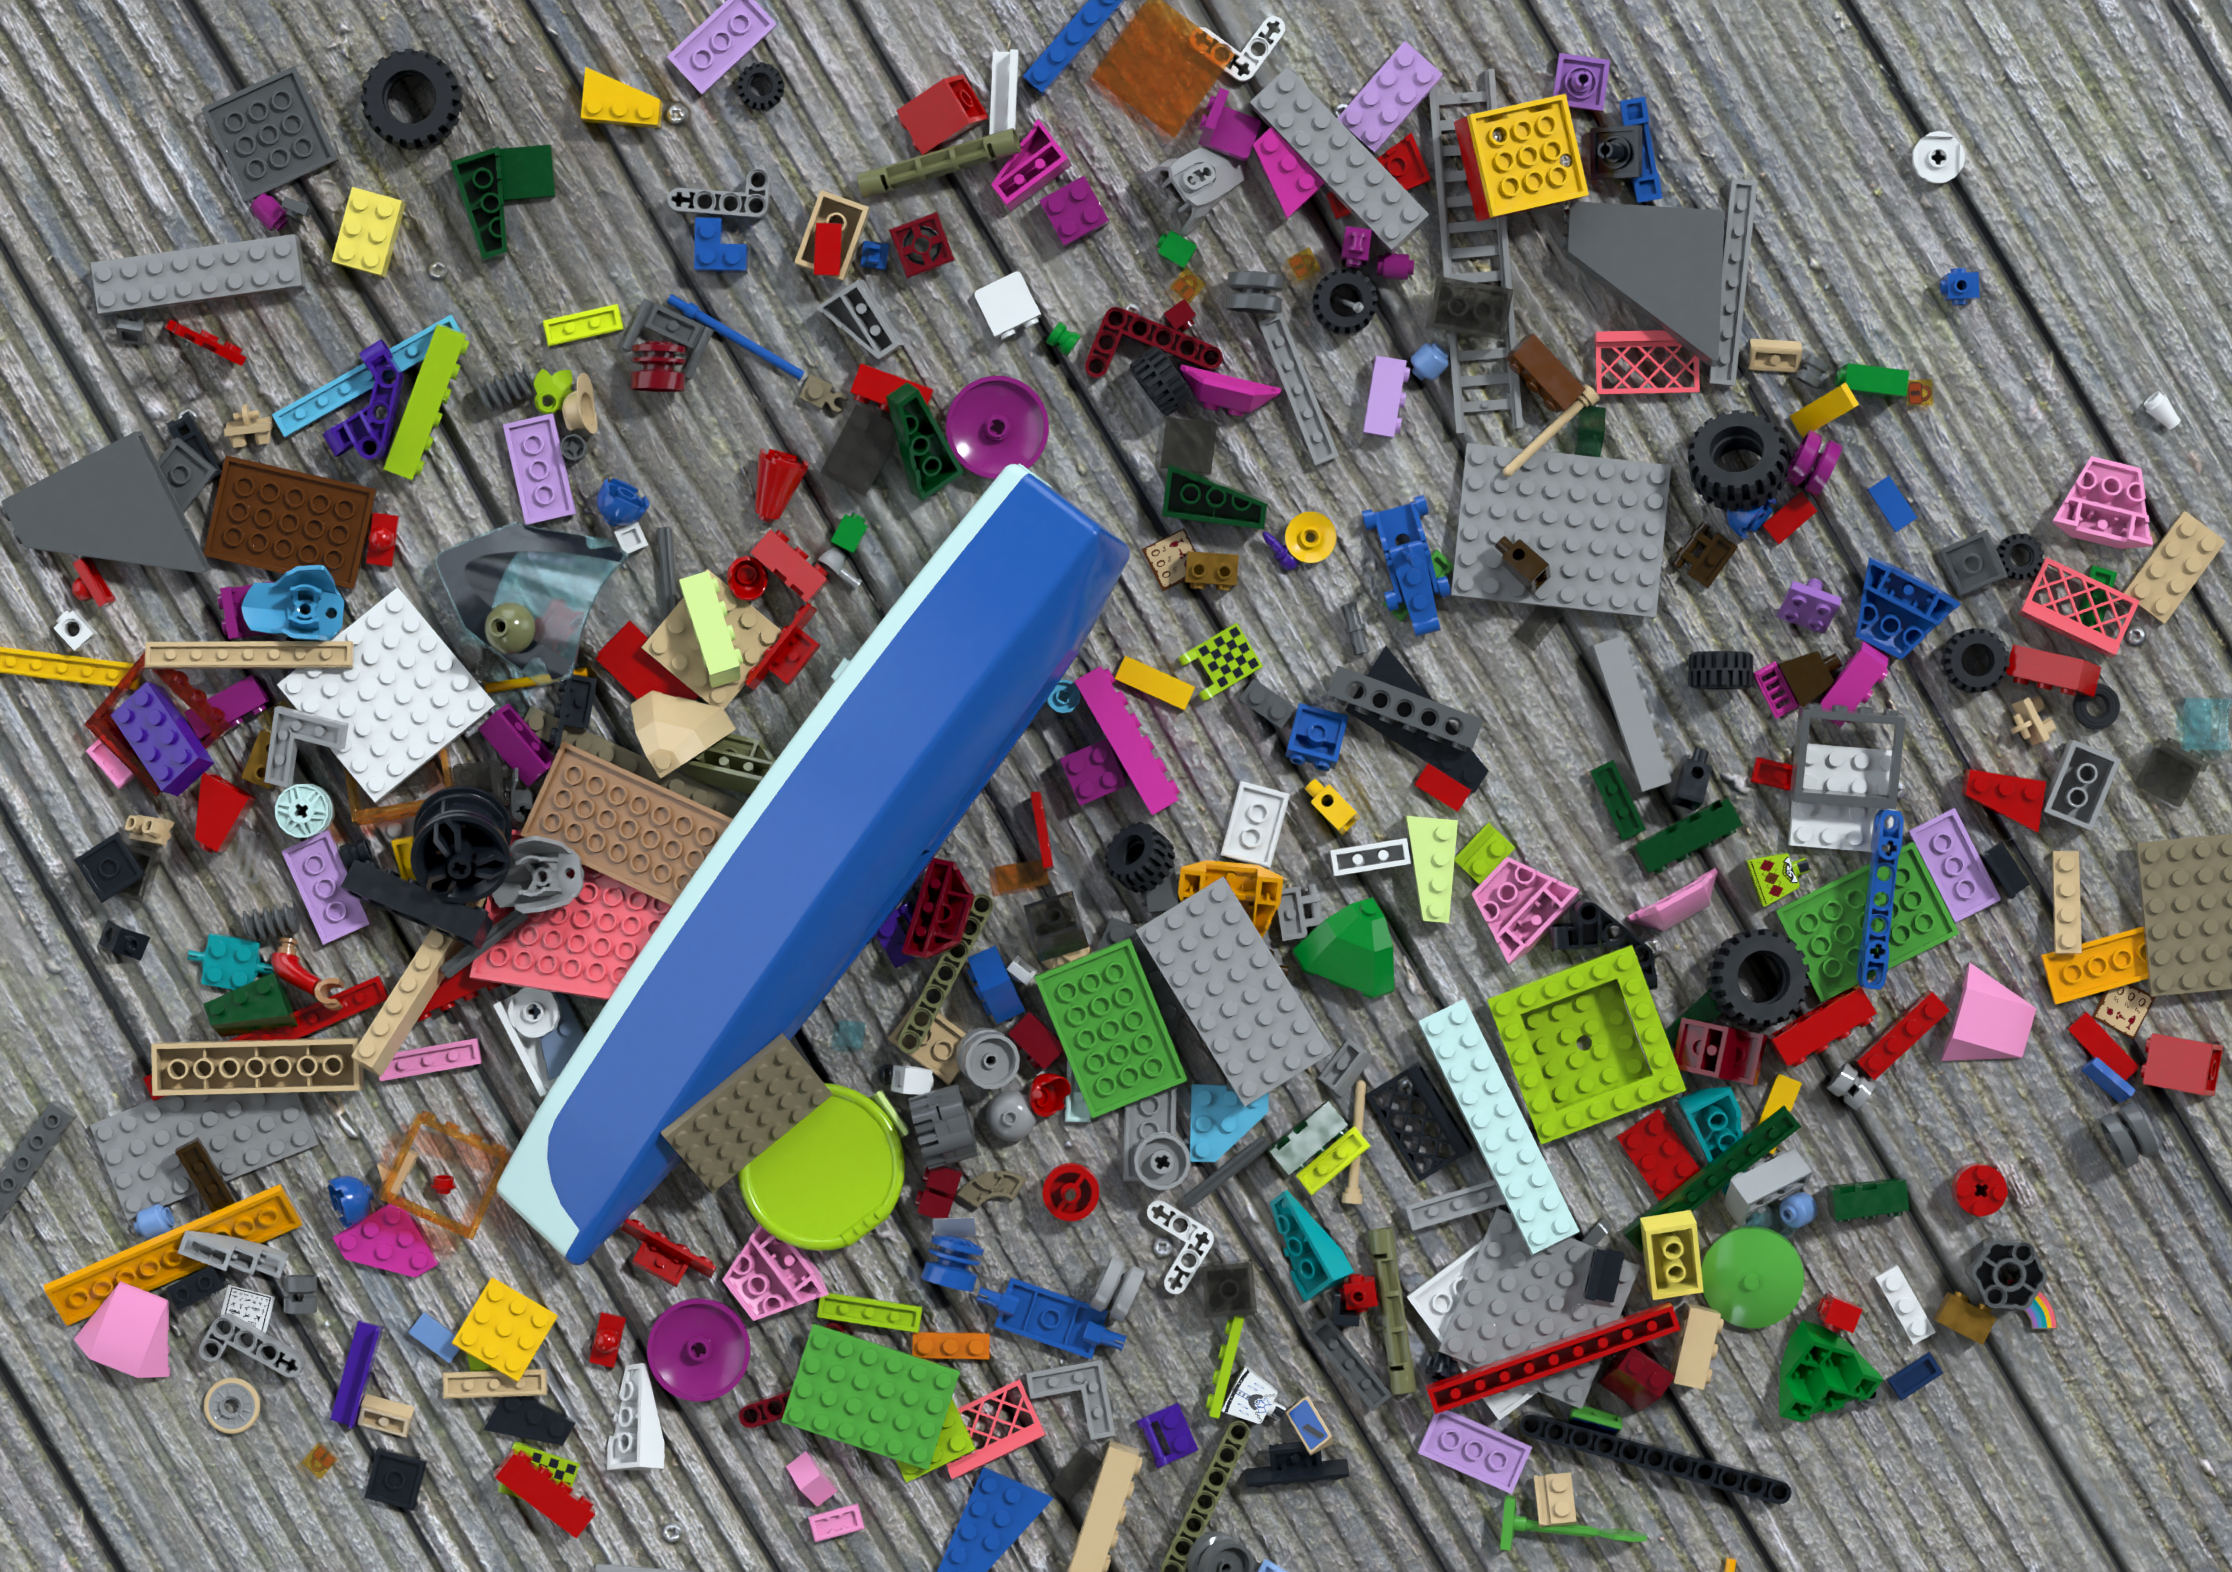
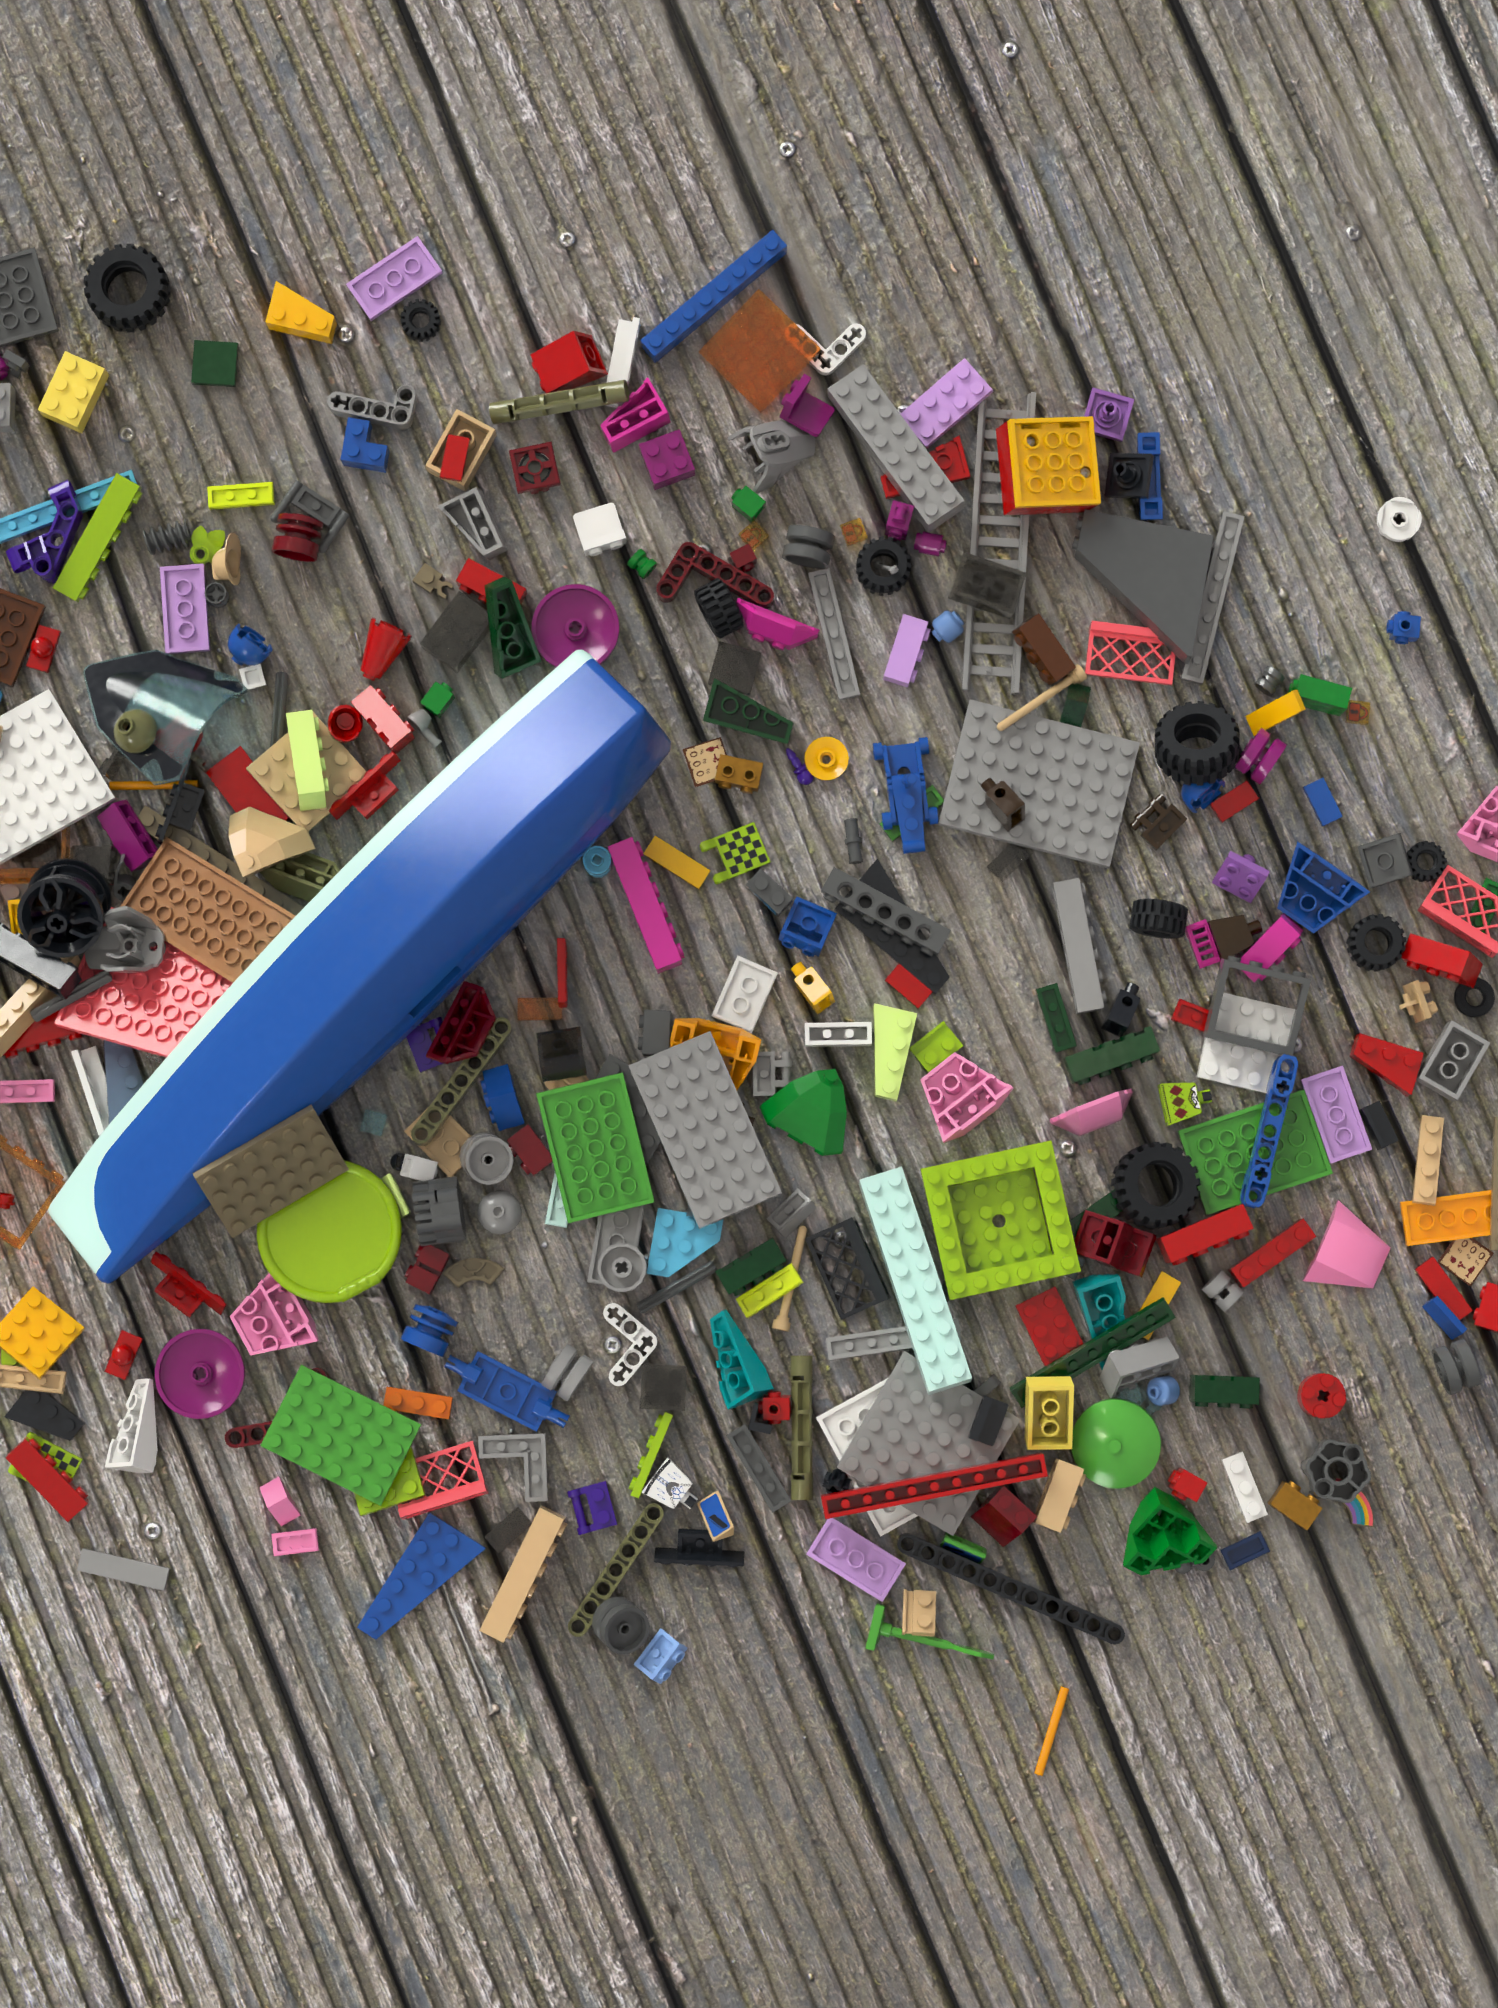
camera: 10 degrees right, 5 degrees down
(481, 193) = (173, 376): dark green wedge -> none
(525, 1022) = (114, 1071): white plate -> none
(692, 312) = (335, 498): blue bar -> none
(870, 1312) = (352, 1363): lime plate -> none
(874, 255) = (494, 473): blue tile -> none
(955, 1227) = (440, 1300): white sticker -> none
(1021, 970) = (526, 1089): white plate -> none
(1048, 1094) = (534, 1197): red hair -> none
(1070, 1192) = (540, 1284): red wheel -> none
(1093, 772) = (613, 929): magenta brick -> none
(1139, 857) = (641, 1005): black tyre -> none
(1286, 172) = (850, 453): dark pink wedge -> none
(1590, 931) = (1018, 1125): black connector -> none
(1774, 355) = (1239, 664): tan slope -> none

